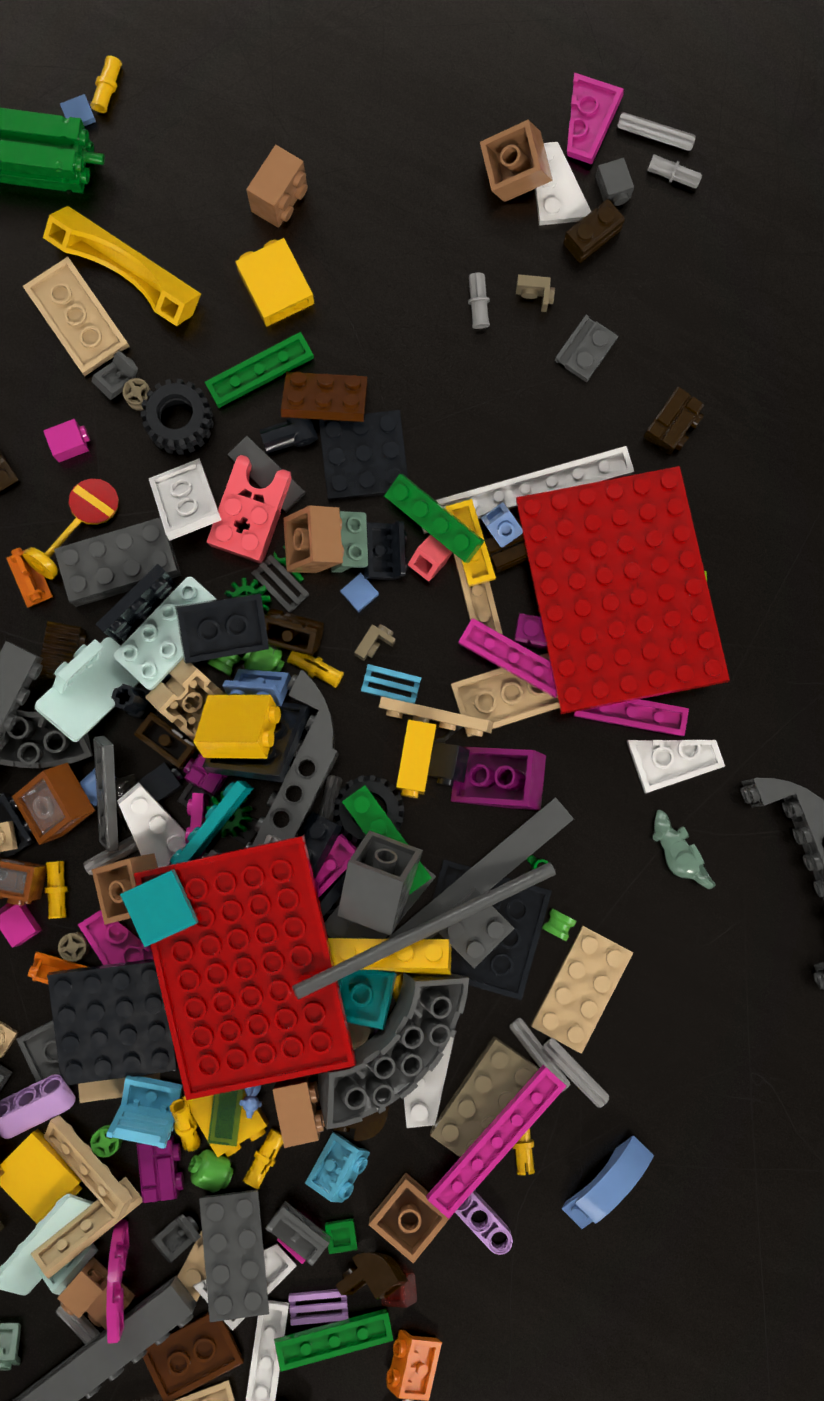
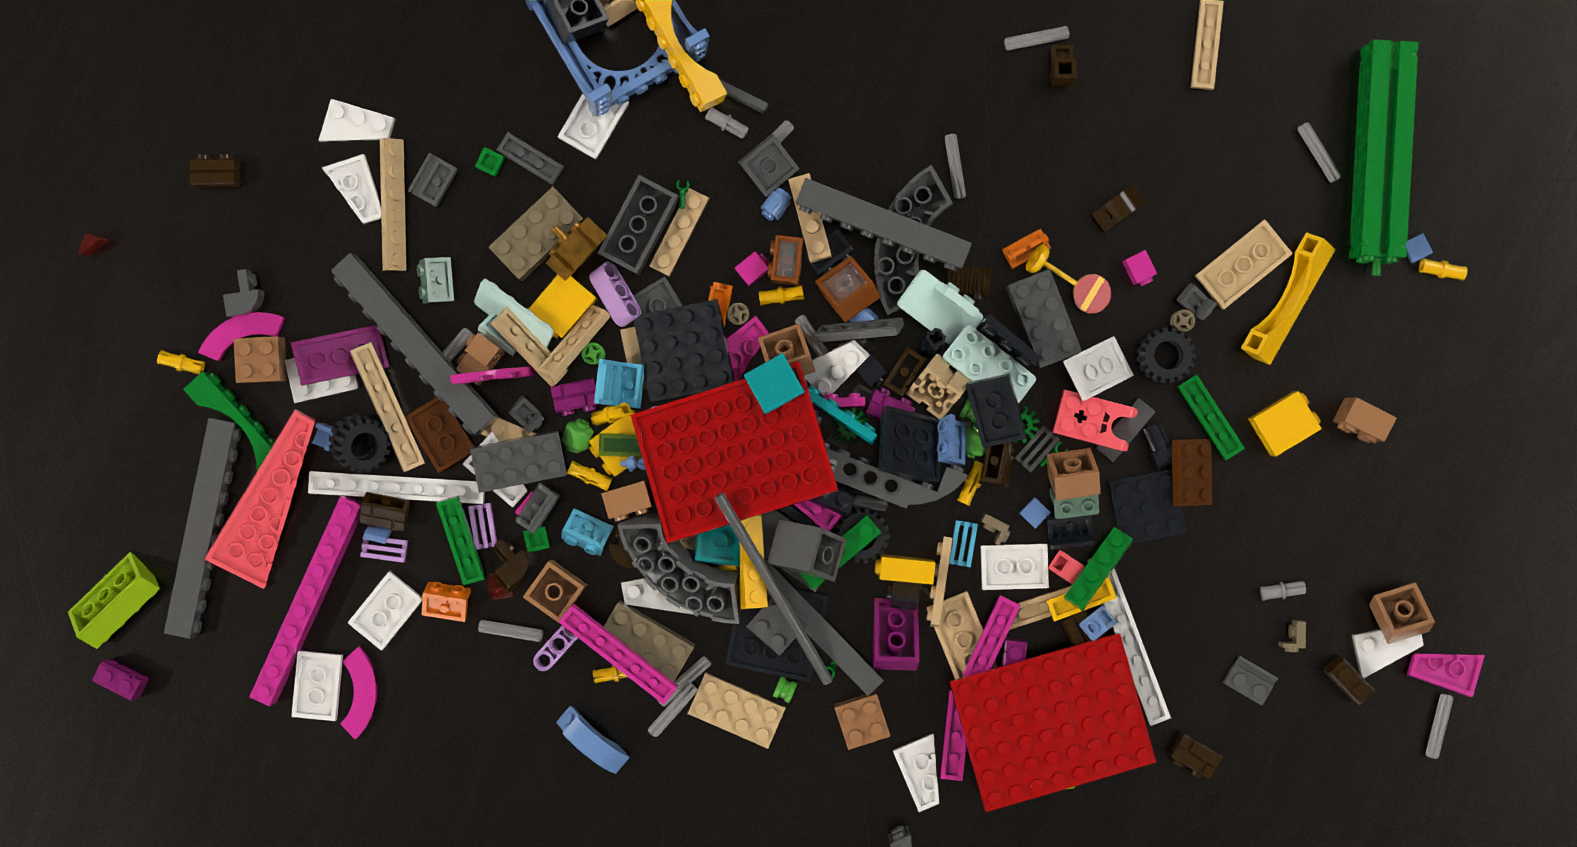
camera: 85 degrees right, 5 degrees up
(237, 726) = (919, 430): yellow brick -> none
(424, 622) = (1014, 566): none -> white plate
(458, 1280) = (510, 630): none -> light grey axle
(604, 829) = (862, 720): none -> medium nougat brick
(614, 181) = (1391, 694): dark grey brick -> none
(674, 171) = (1405, 743): light grey axle -> none
(680, 857) = (844, 781): sand green animal -> none

